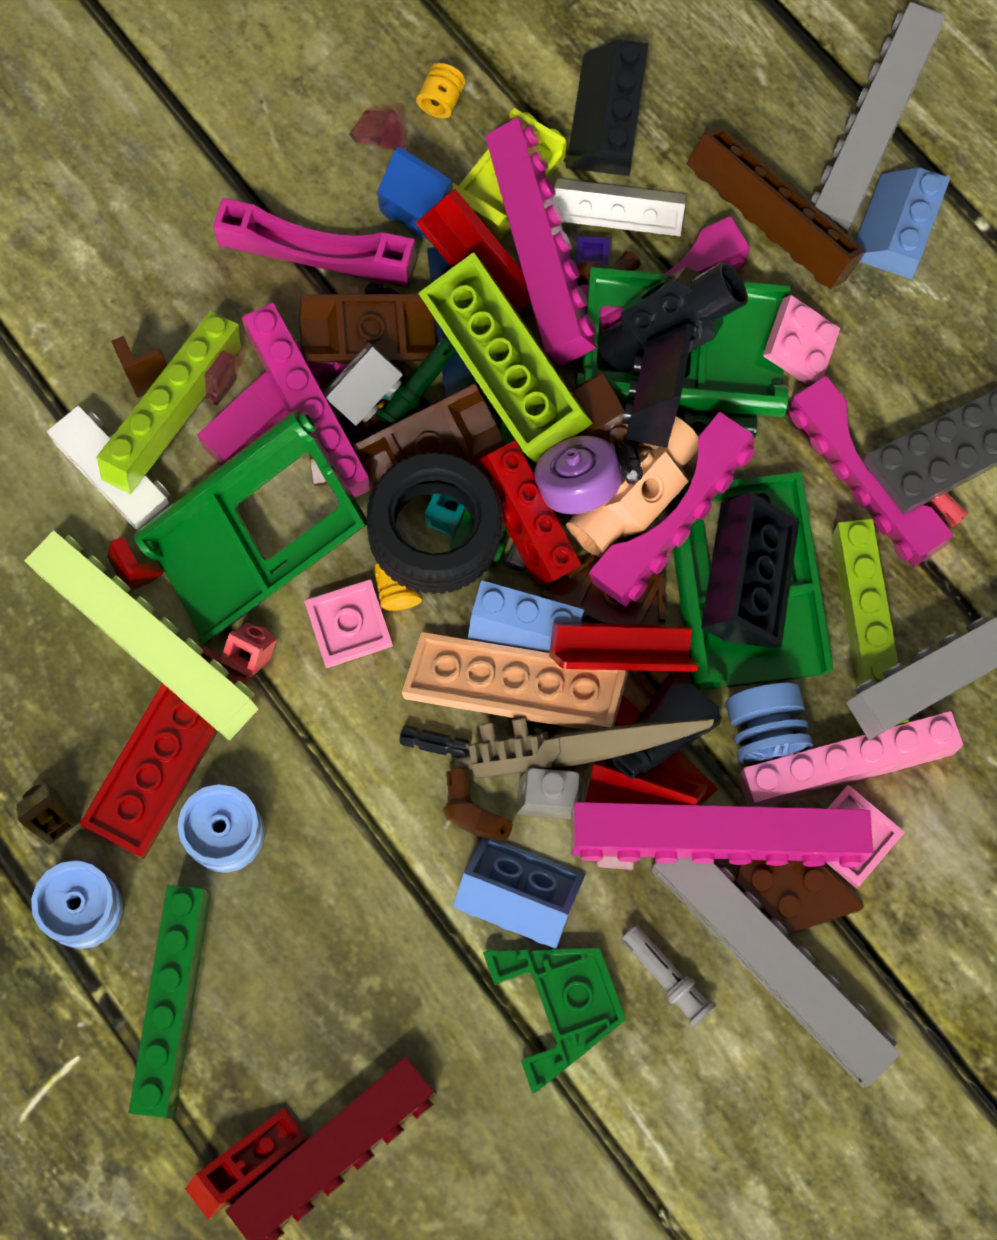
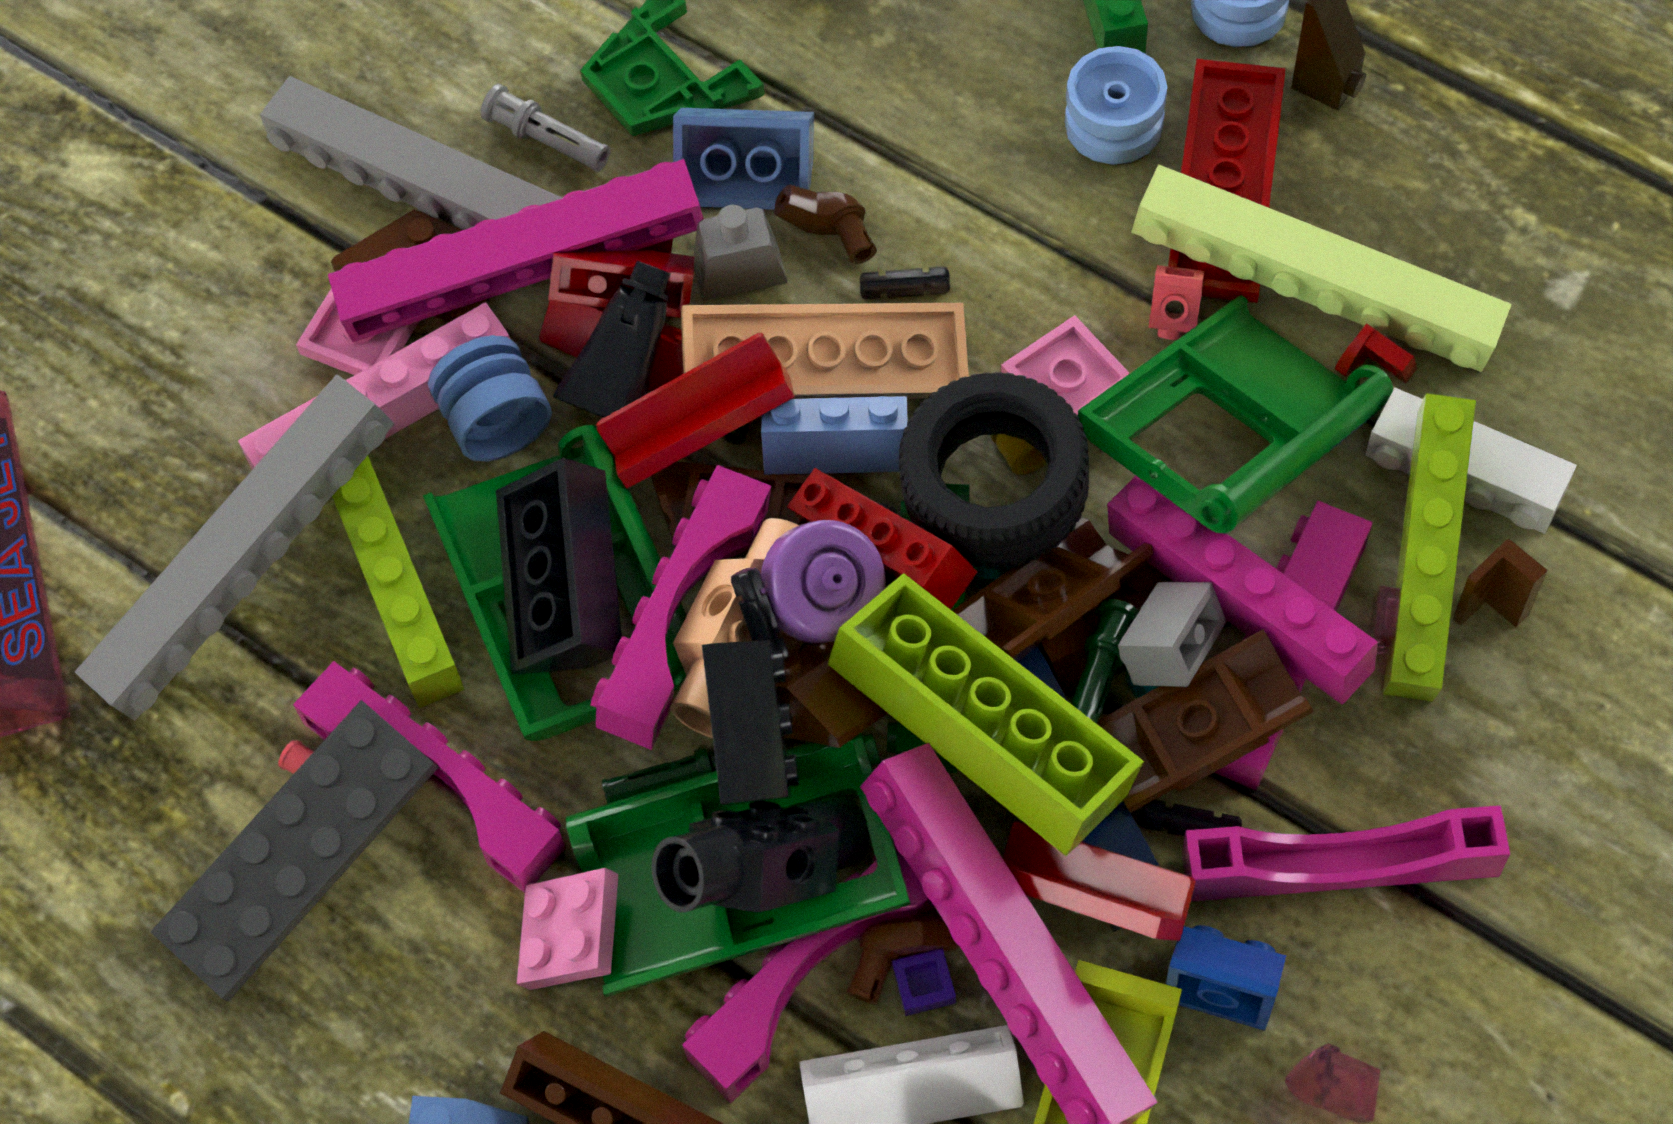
camera: 165 degrees right, 10 degrees down
(526, 751) = (788, 276): dark tan piece -> none

